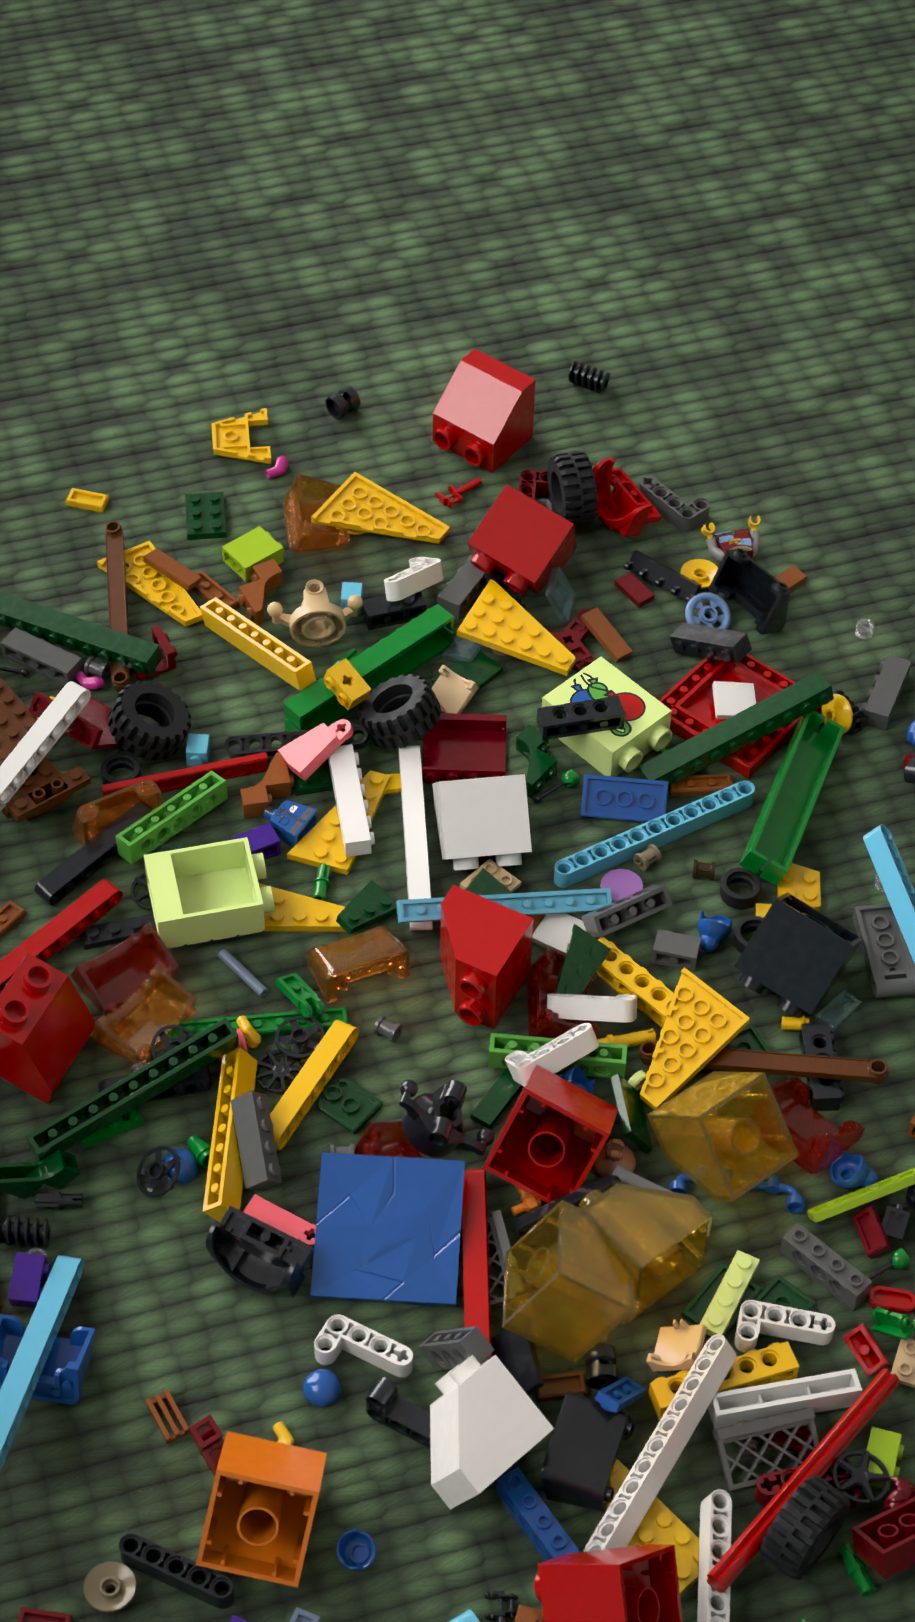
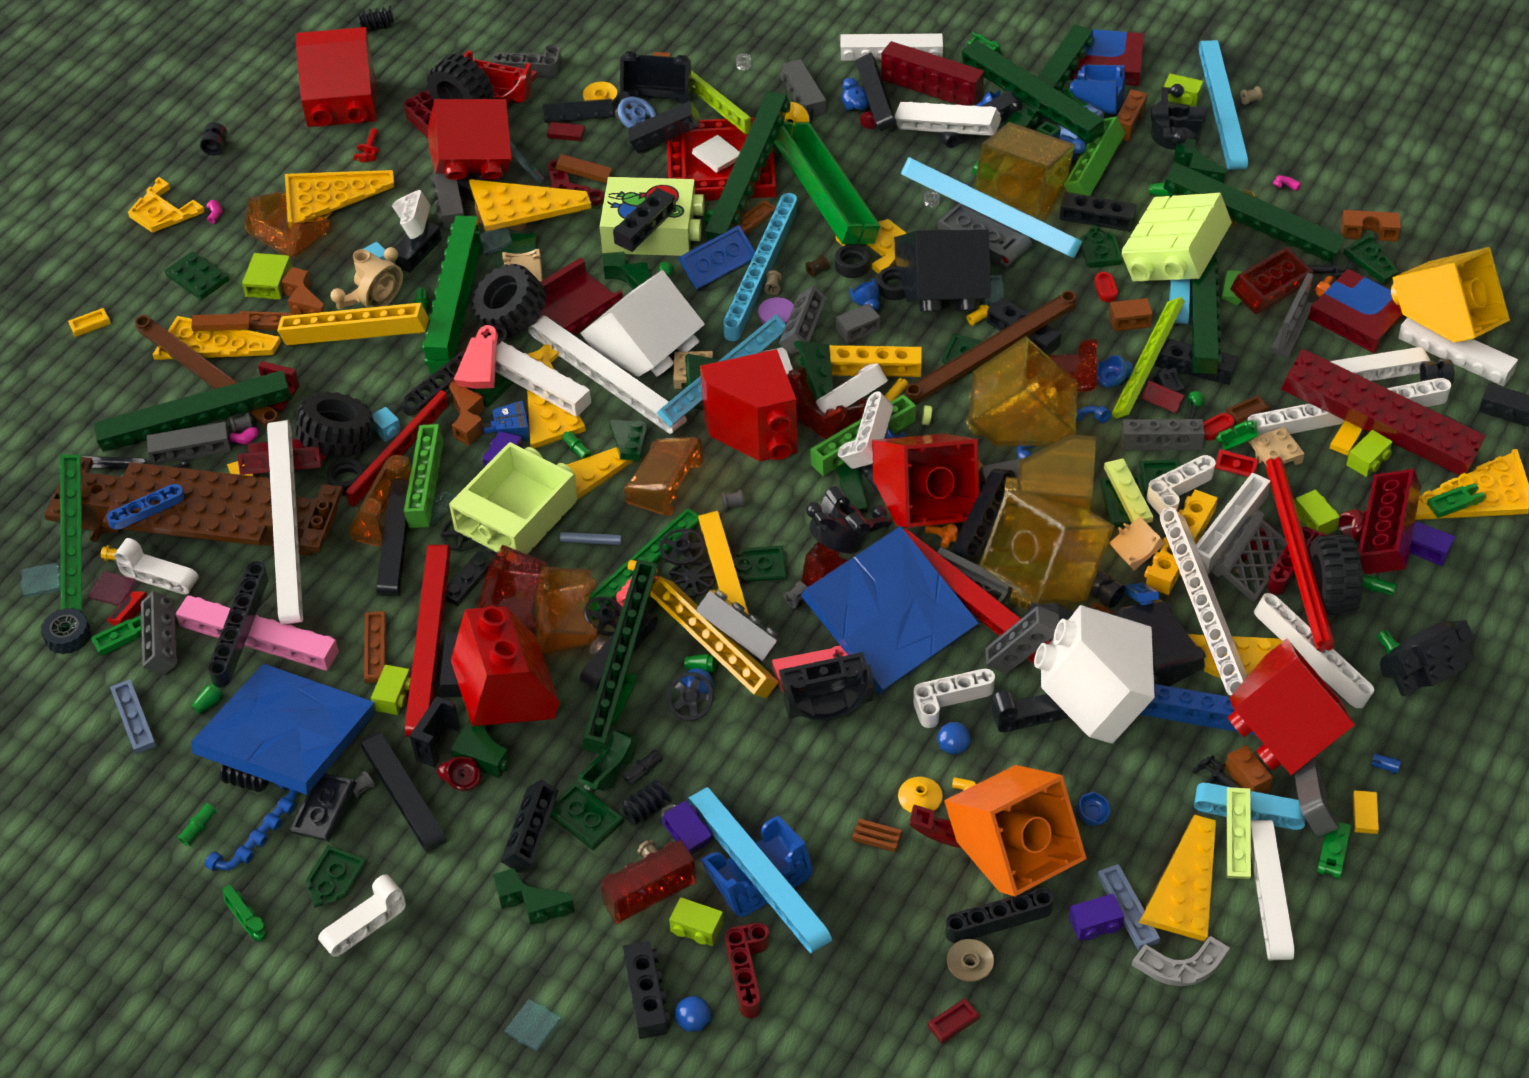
camera: 40 degrees left, 0 degrees up
(243, 1422) = (909, 795): none -> yellow dish
(300, 994) = (651, 520): green hinge -> none
(346, 684) = (458, 303): yellow brick -> none
(631, 1113) = (940, 427): dark green tile -> none
(692, 1035) = (935, 360): yellow wing -> none
(741, 538) = (603, 63): torso -> none
(788, 639) = (720, 104): none -> lime tile
(860, 1476) = (1323, 528): black wheel -> none

